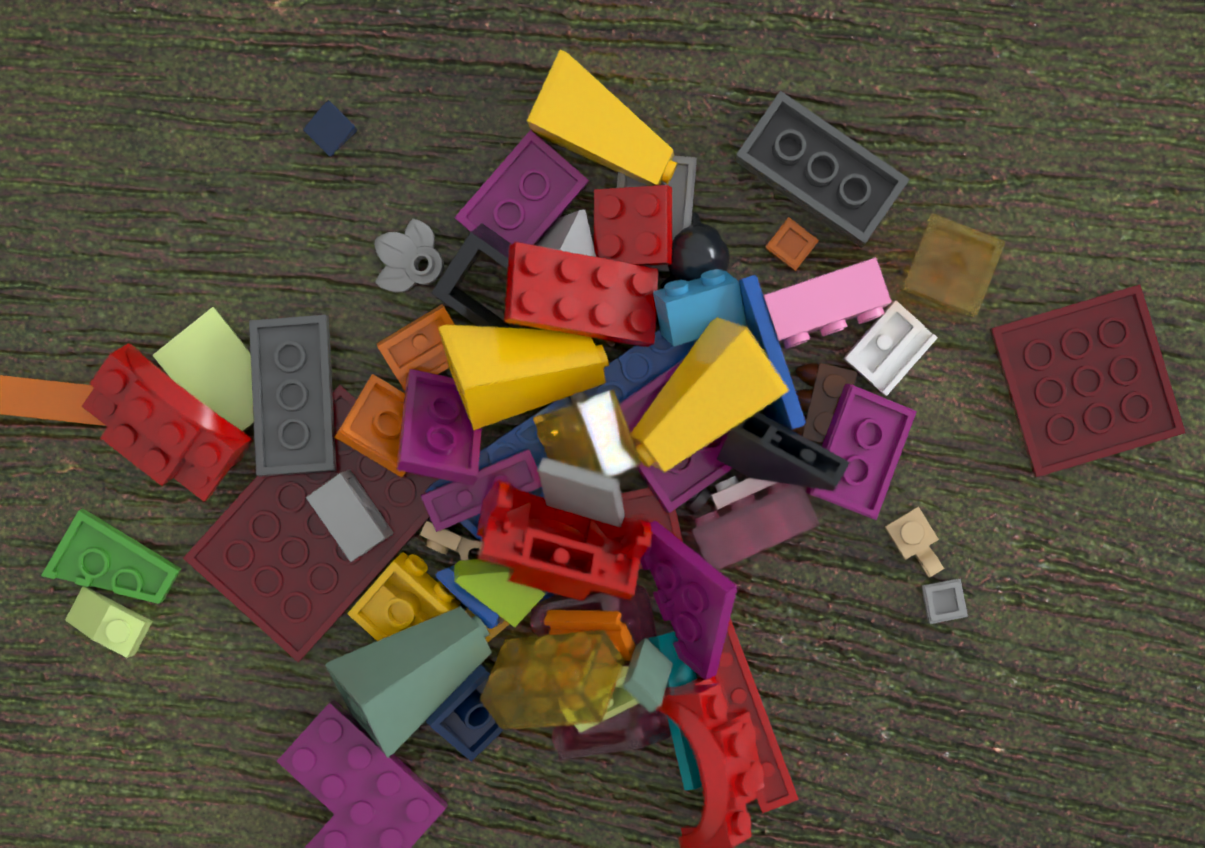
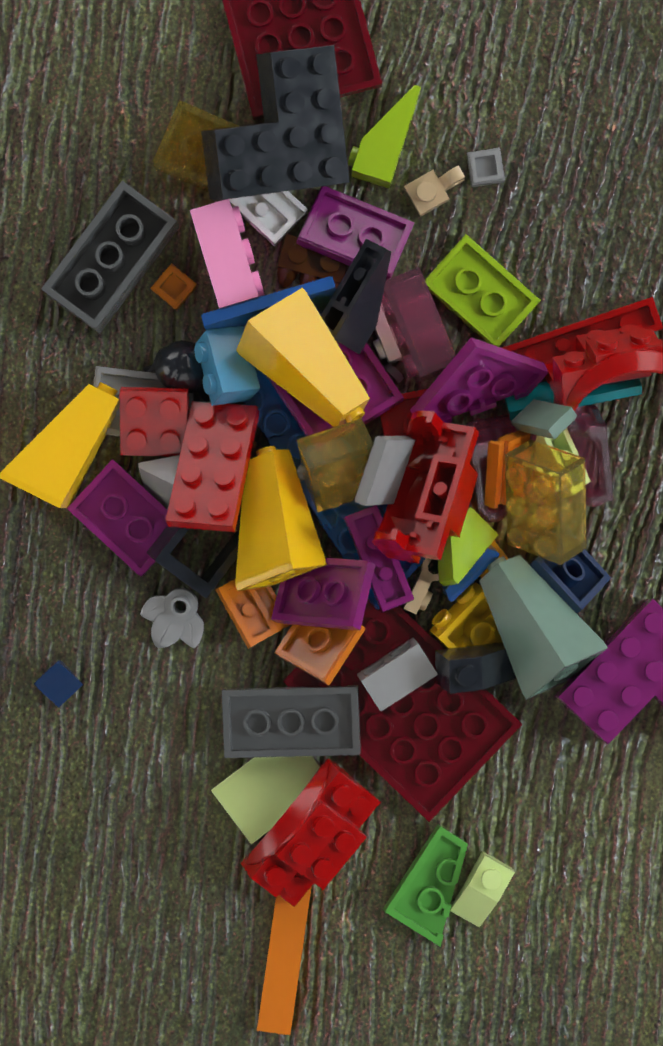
camera: 90 degrees left, 0 degrees up
(359, 602) = (473, 667): none -> black slope
(797, 599) = (481, 292): none -> lime tile
(964, 480) = (382, 145): none -> lime slope
(969, 383) = (300, 136): none -> black brick

